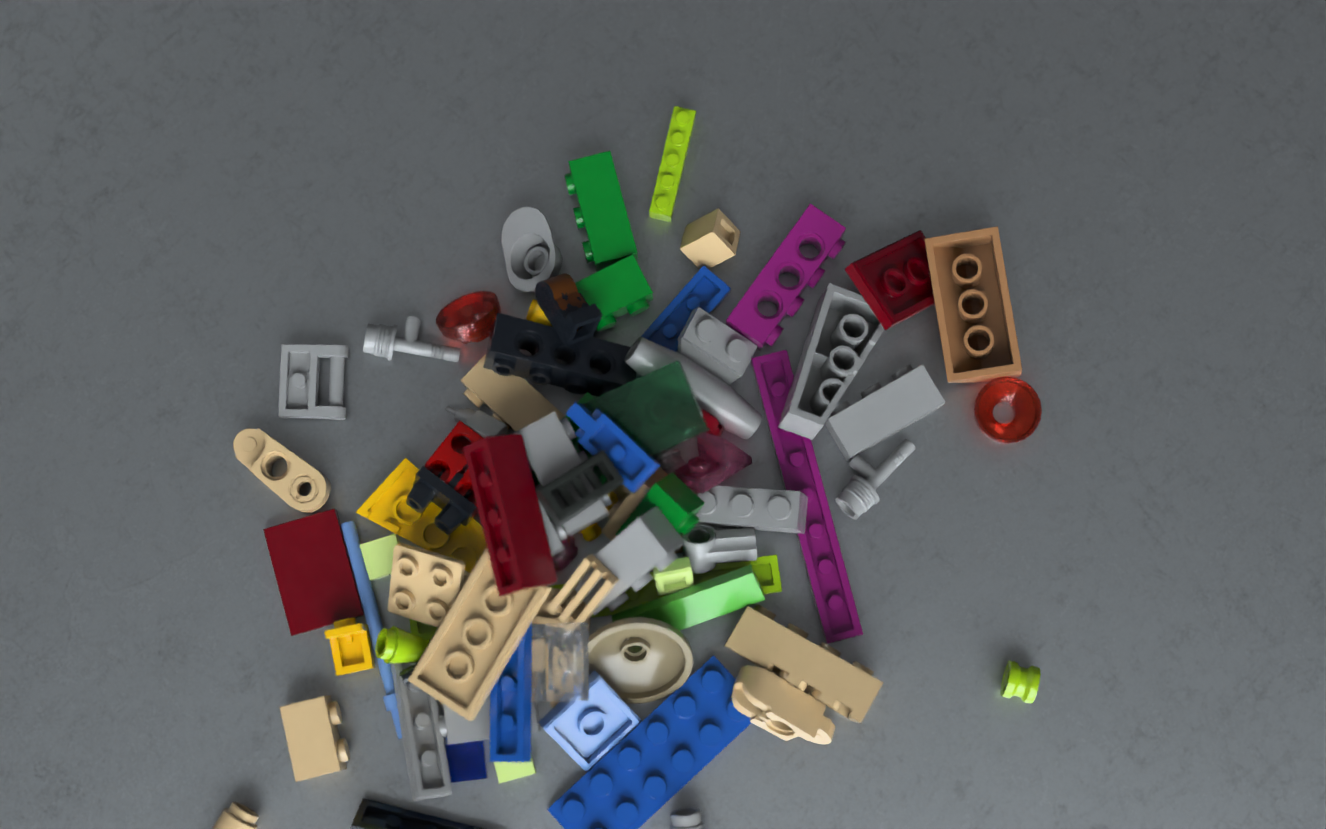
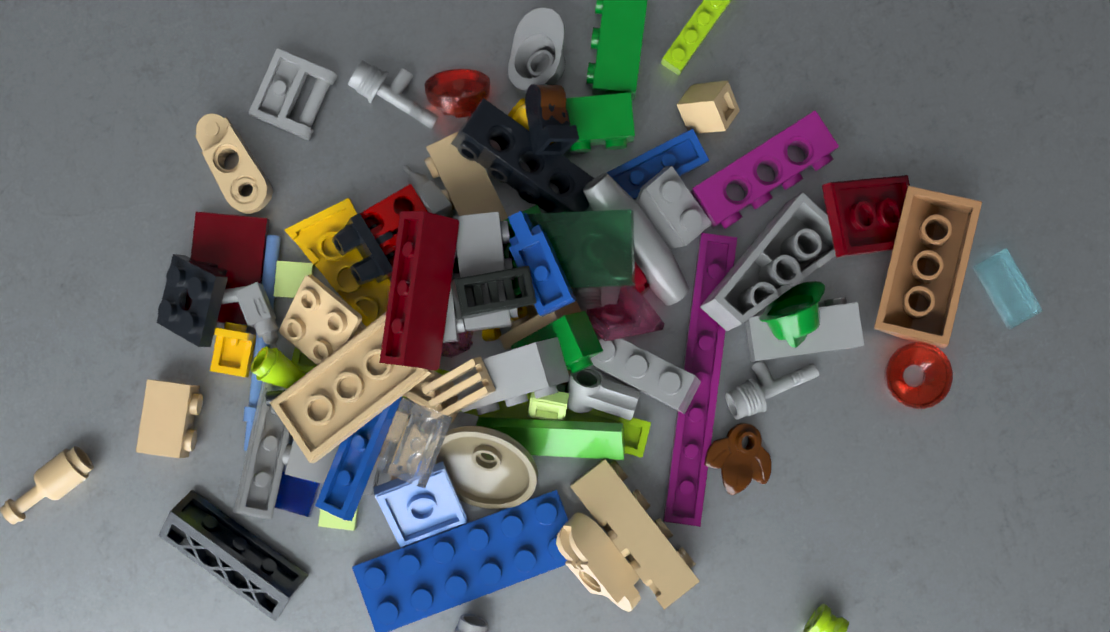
camera: 25 degrees right, 5 degrees up
(305, 597) = (206, 288): none -> black piece
(357, 597) = (255, 309): none -> light grey piece
(868, 396) = (795, 312): none -> green piece
(874, 560) = (738, 463): none -> reddish brown plate
(1056, 298) = (1007, 289): none -> clear light blue tile

